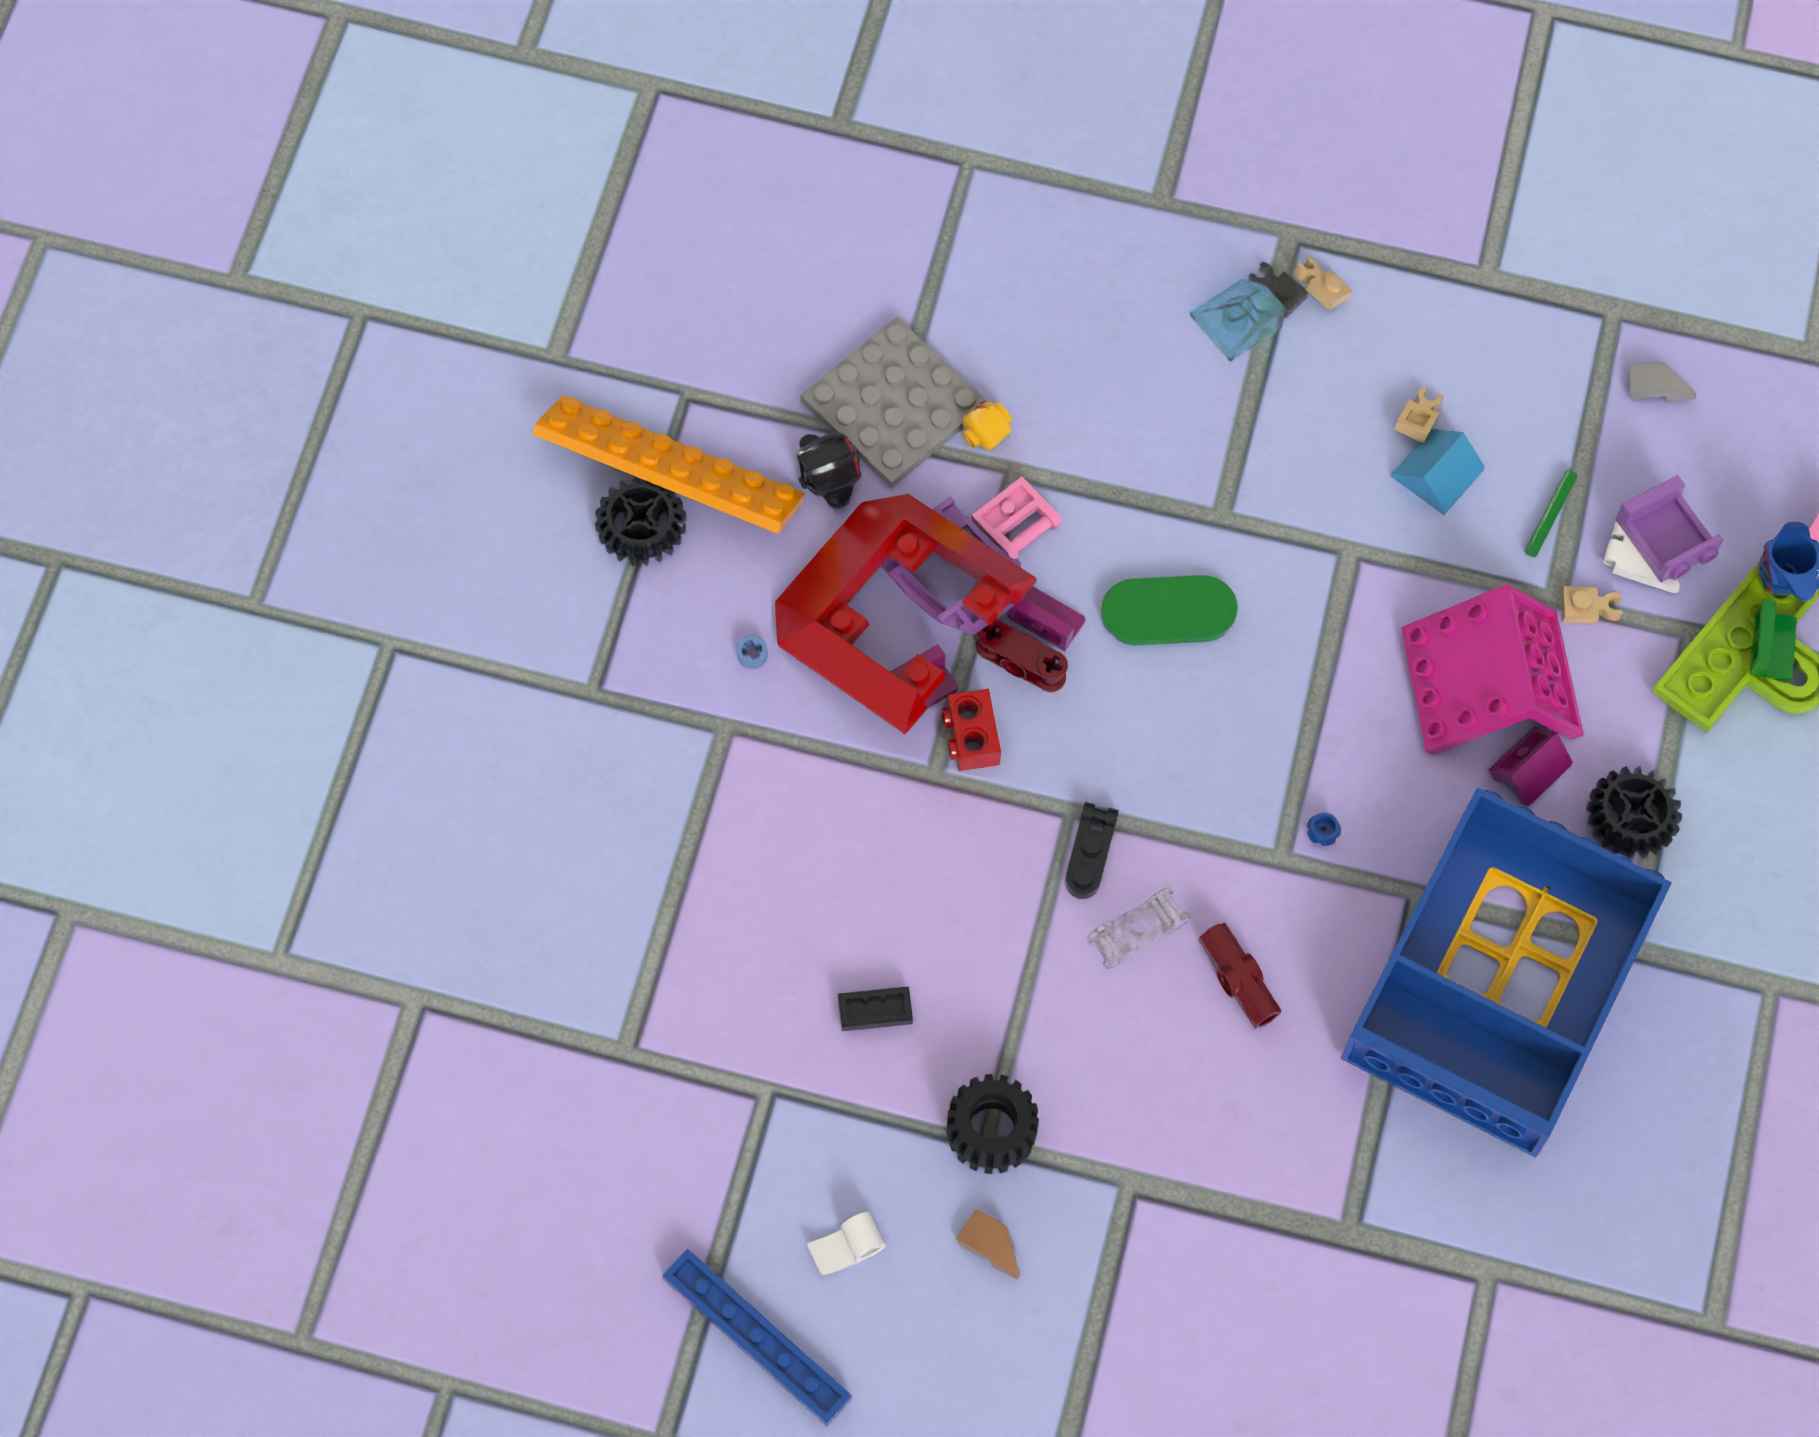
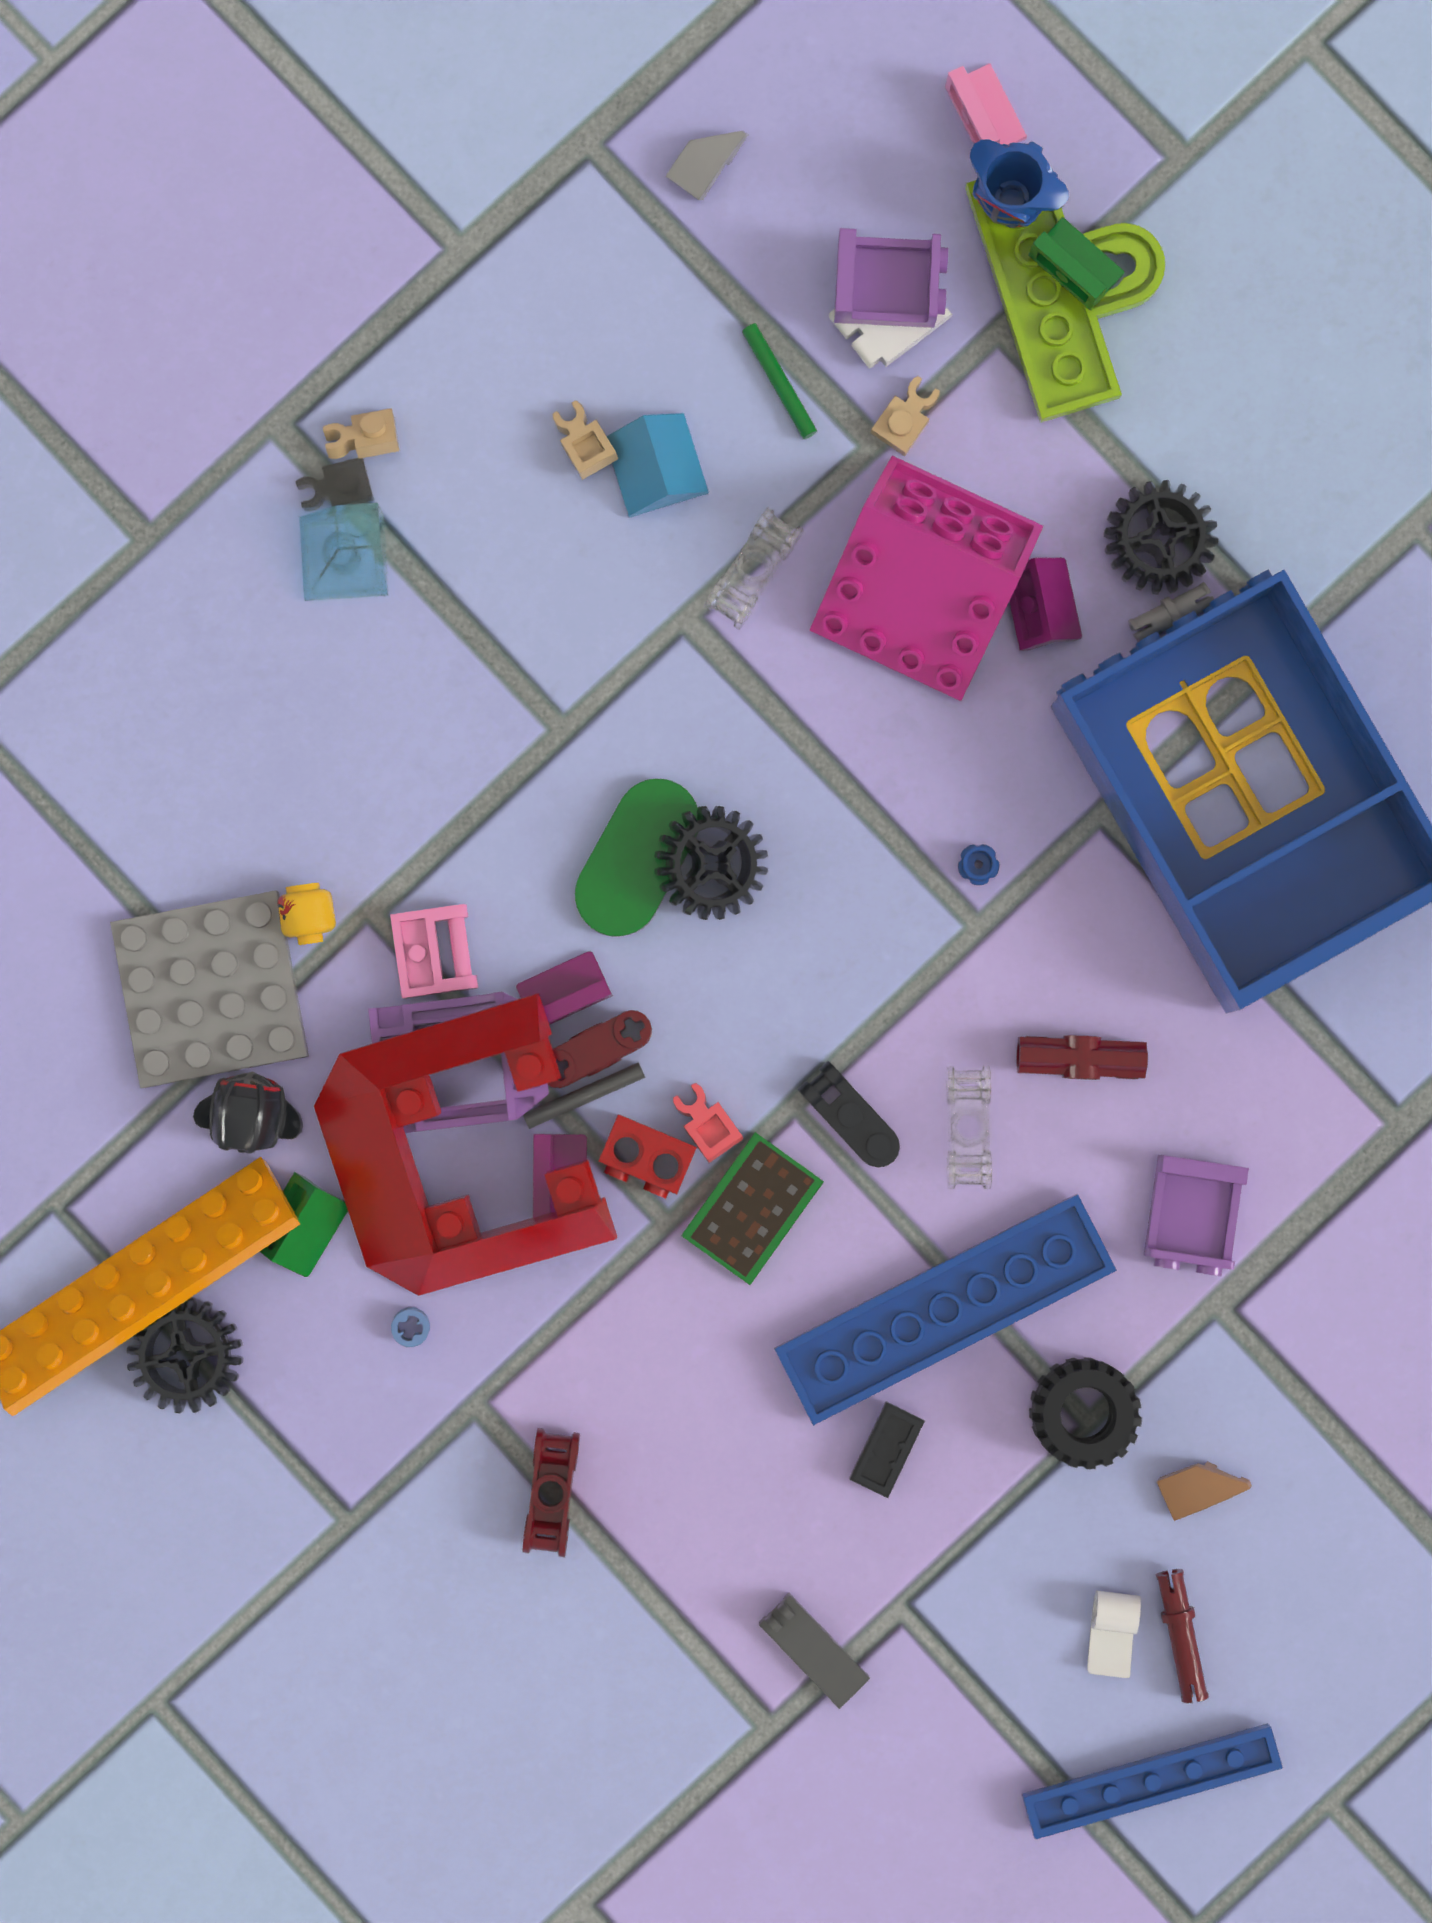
camera: 55 degrees left, 20 degrees up
(676, 813) = (545, 1517): none -> dark red piece
(700, 1046) = (814, 1650): none -> dark grey hinge
(775, 551) = (318, 1218): none -> green panel
(876, 1294) = (1179, 1617): none -> dark red pin
(982, 822) = (752, 1208): none -> dark brown tile
(985, 670) = (583, 1095): none -> dark grey bar
(1001, 989) = (945, 1309): none -> blue plate
(1020, 758) = (710, 1128): none -> coral plate
(1186, 1120) = (1194, 1214): none -> medium lavender panel
(1215, 653) = (724, 850): none -> black gear
(1439, 566) = (768, 543): none -> clear piece

